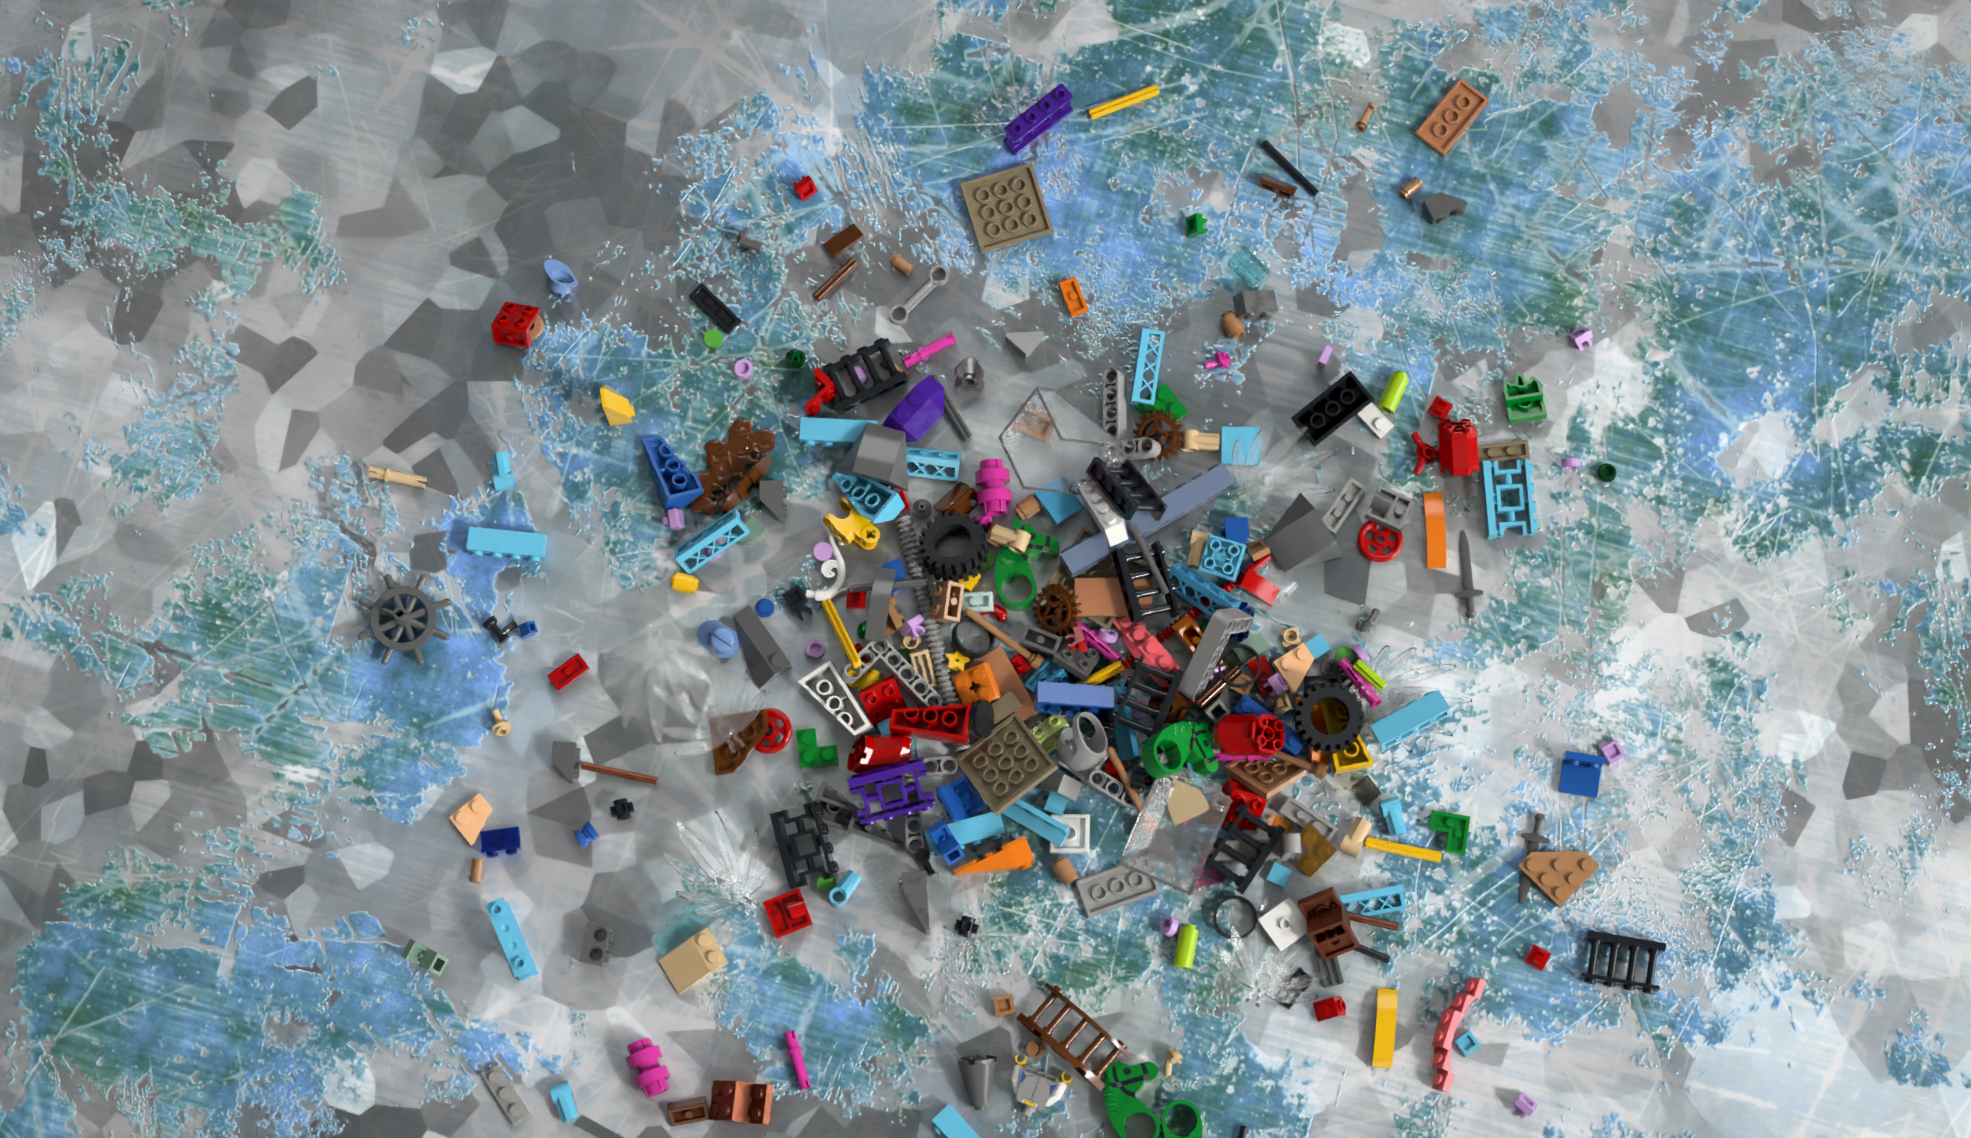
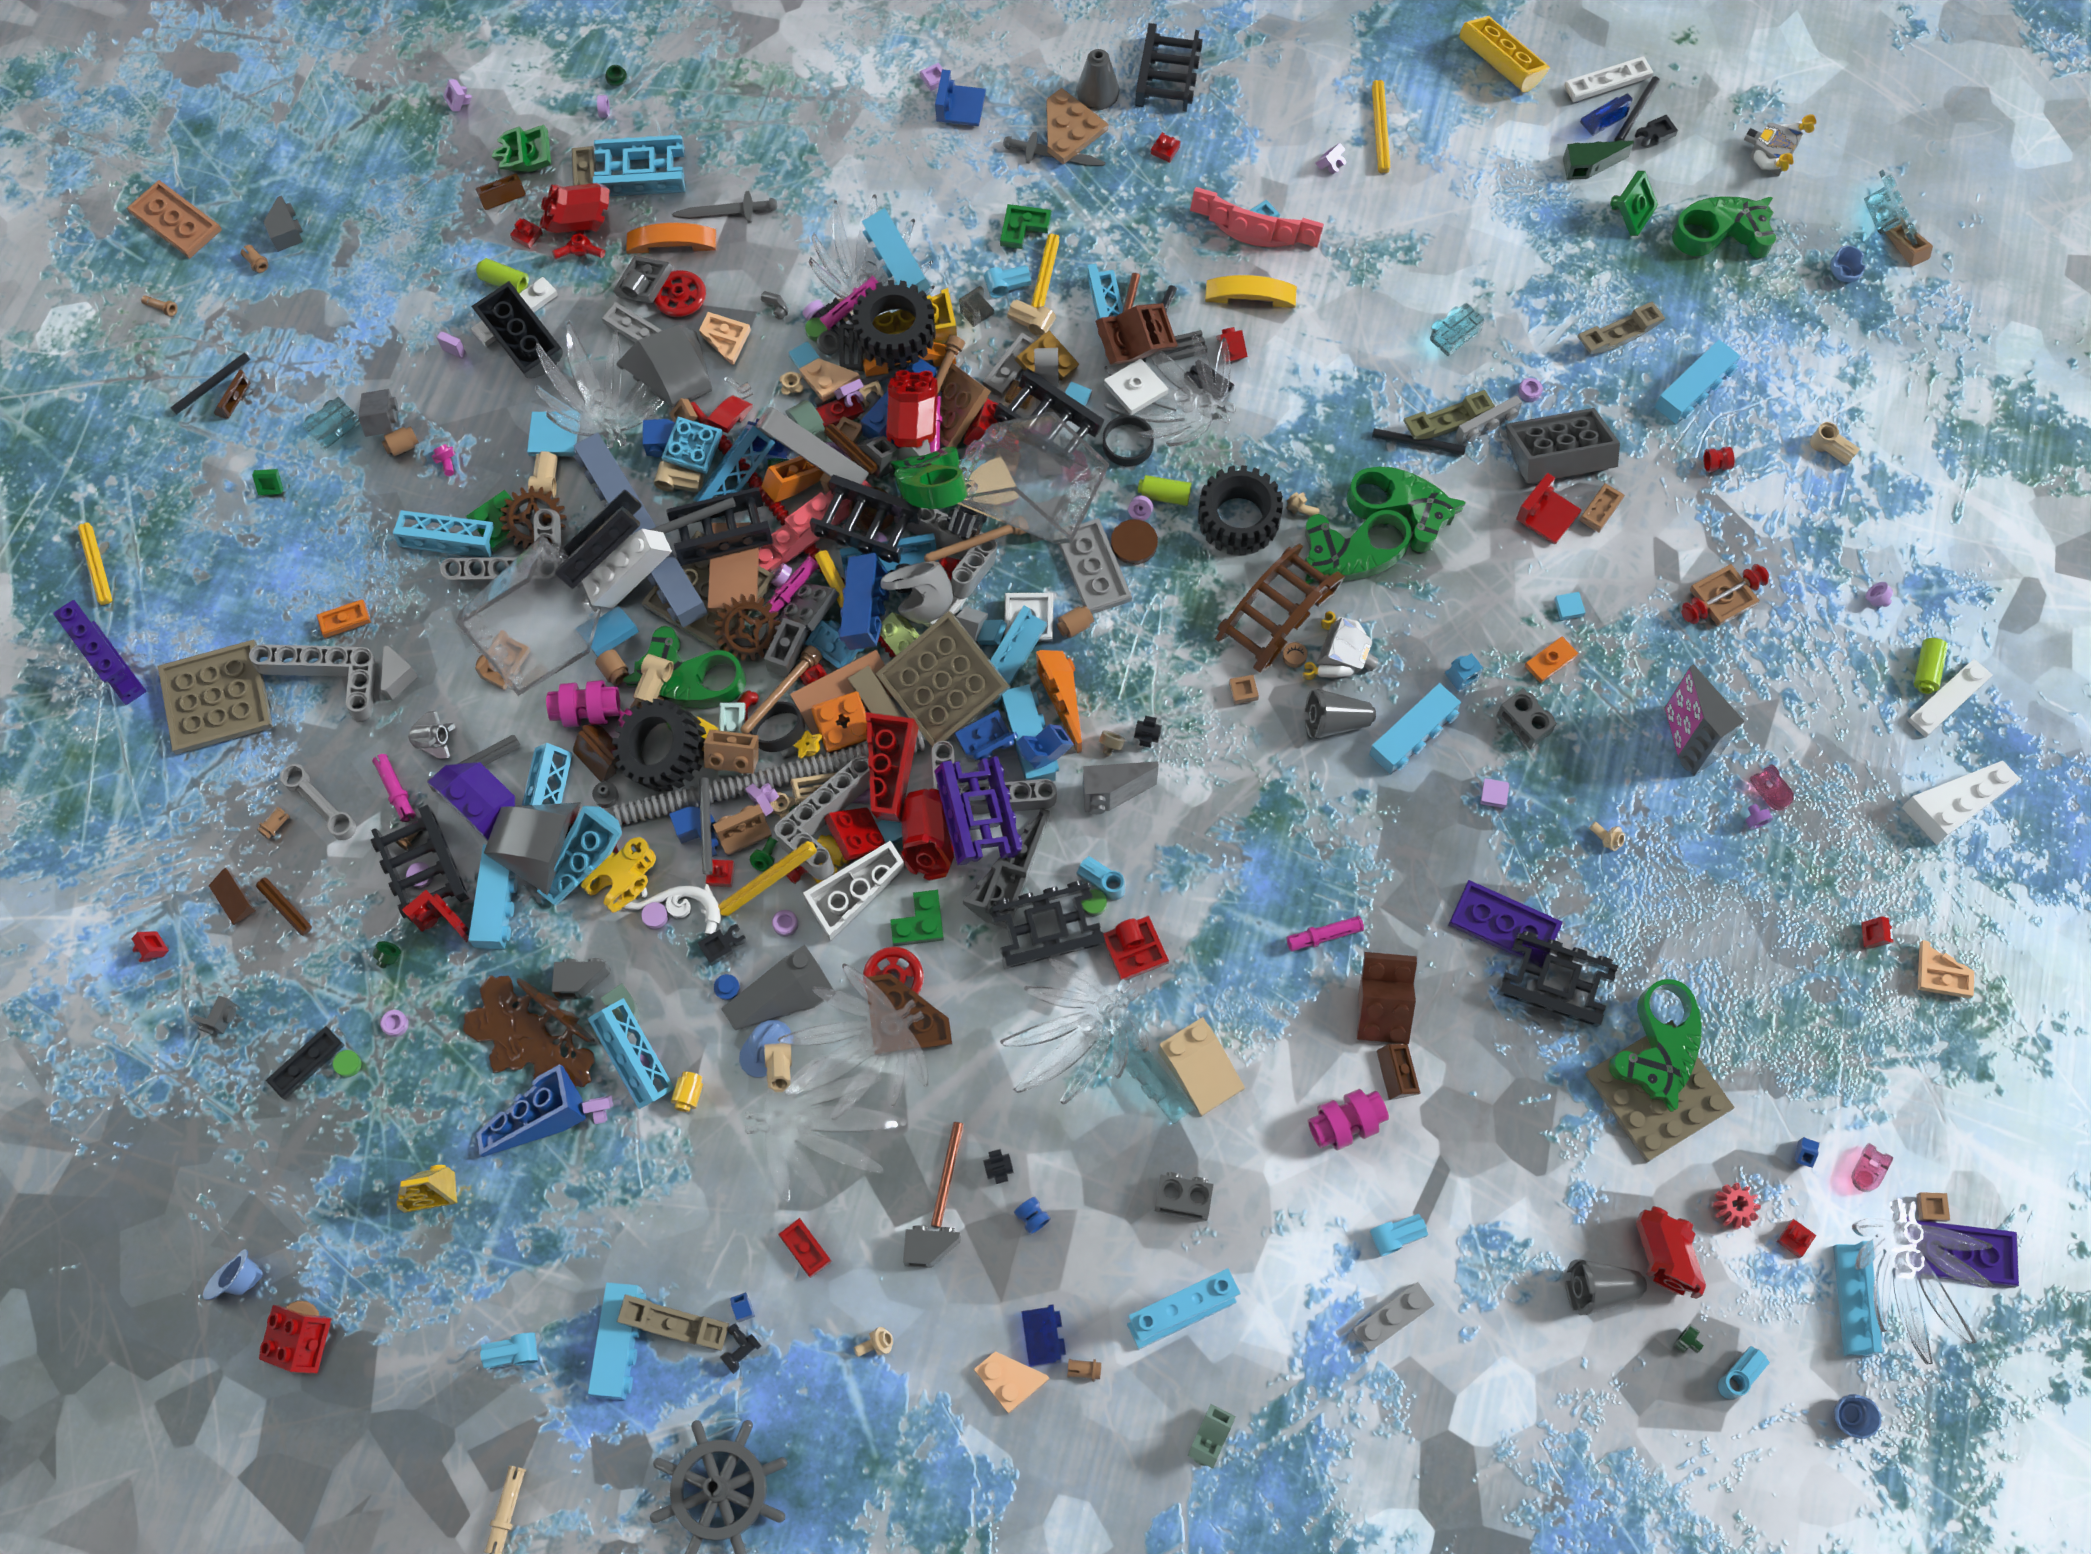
camera: 90 degrees left, 10 degrees down
(517, 582) = (672, 1323): none -> dark tan slope
(695, 647) = (778, 1066): none -> tan piece
(879, 604) = (731, 825): dark grey slope -> none
(922, 856) = (1062, 779): black piece -> none
(959, 898) = (1111, 741): none -> dark tan tile
(983, 718) = (882, 707): black tile -> none
(1030, 288) = (323, 667): none -> light grey beam
(1078, 639) = (785, 598): red tile -> none
(1140, 921) = (1134, 541): none -> reddish brown tile
(1182, 990) = (1246, 486): none -> black tyre
(1239, 646) = (829, 399): black tyre -> none
(1336, 580) = (725, 335): none -> light nougat wing
(1369, 675) = (842, 291): lime axle -> none
(1483, 383) = (500, 191): none -> reddish brown slope
(1600, 898) = (1098, 81): none -> dark grey cone

